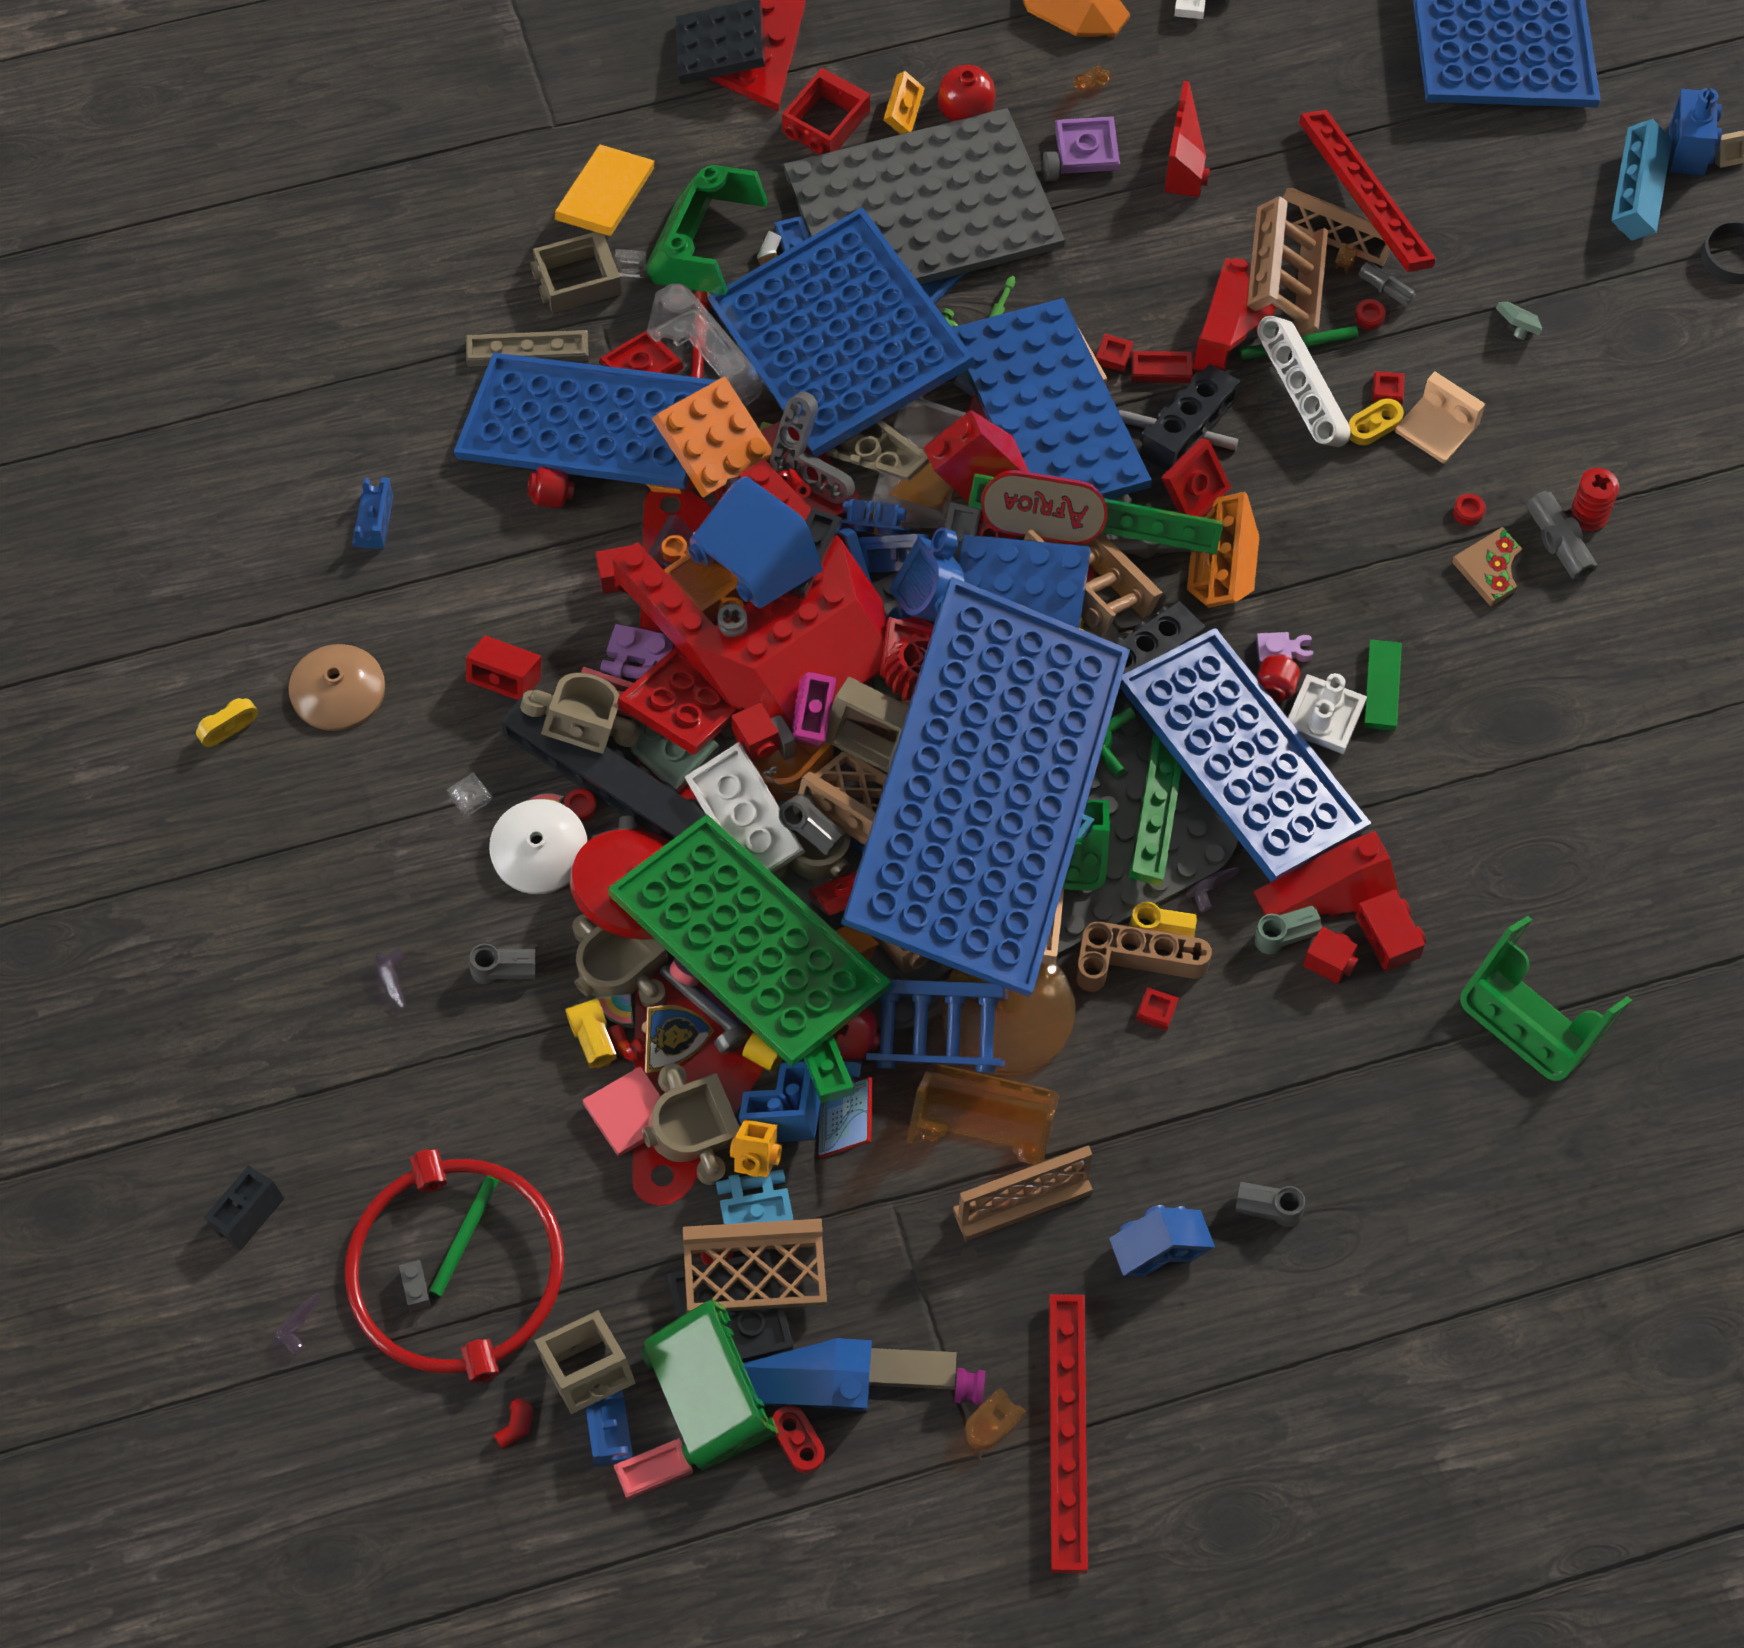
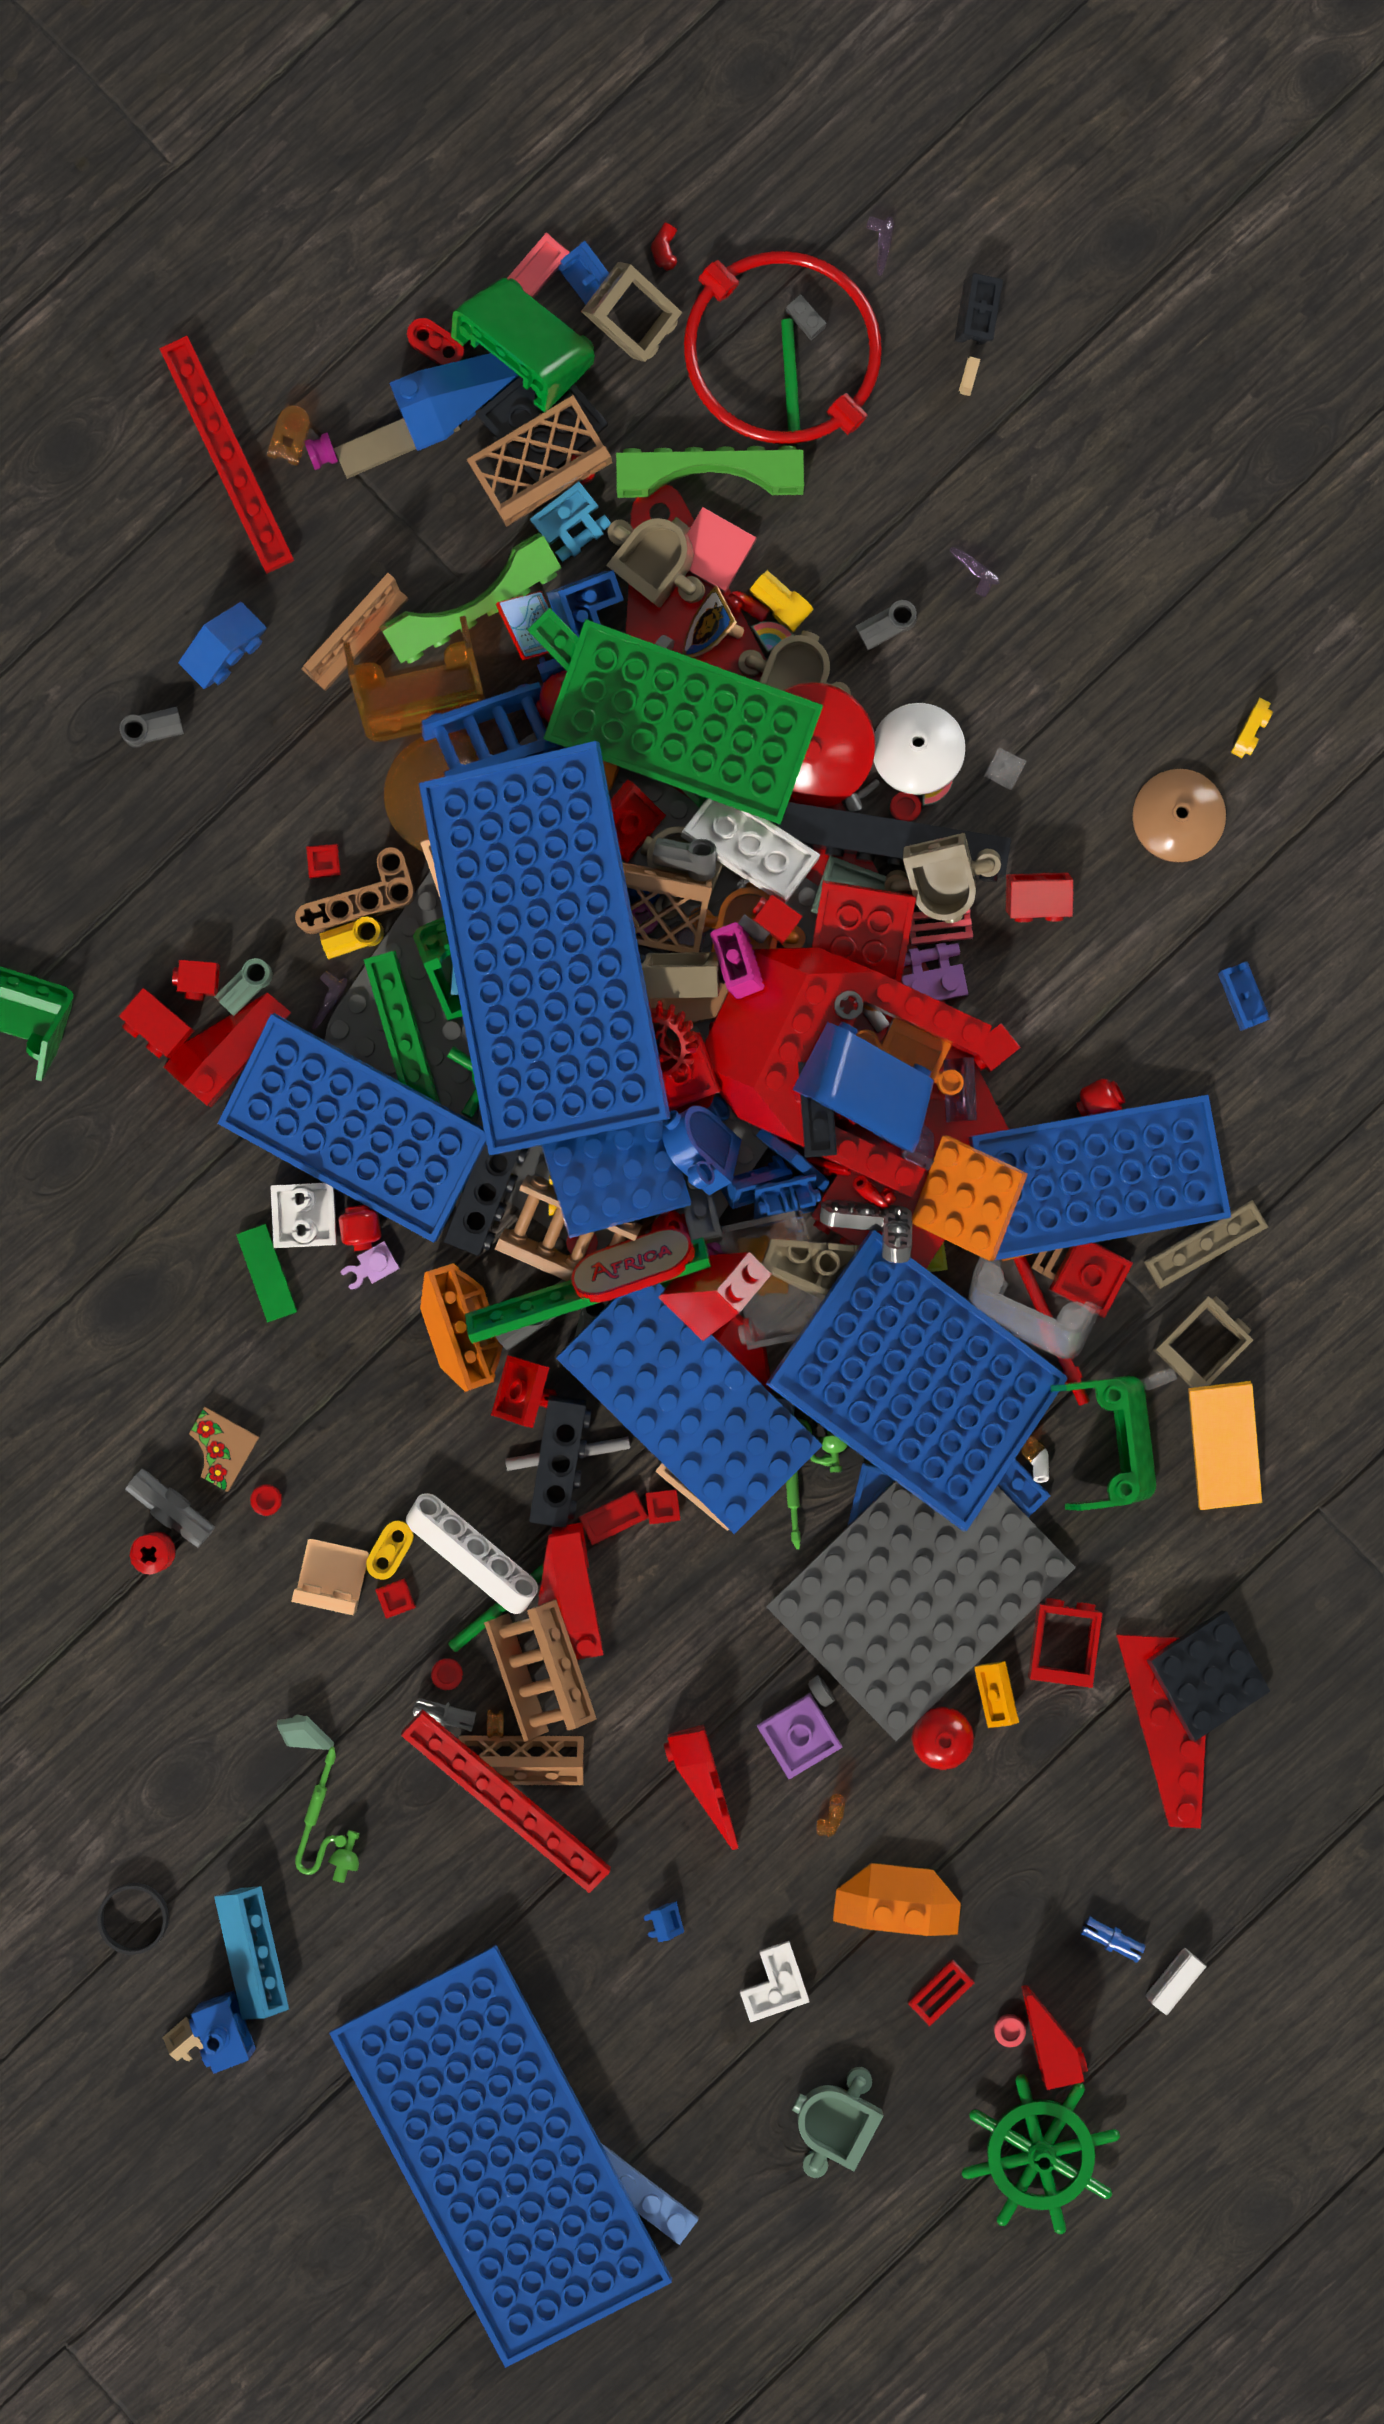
camera: 160 degrees right, 25 degrees up
(290, 1150) = (969, 376): none -> tan tile
(653, 1208) = (774, 470): none -> bright green arch
(755, 1148) = (587, 553): light orange brick -> none
(824, 1174) = (526, 566): none -> bright green arch
(1273, 64) = (666, 1922): none -> blue tile
(1528, 216) = (343, 1859): none -> bright green piece

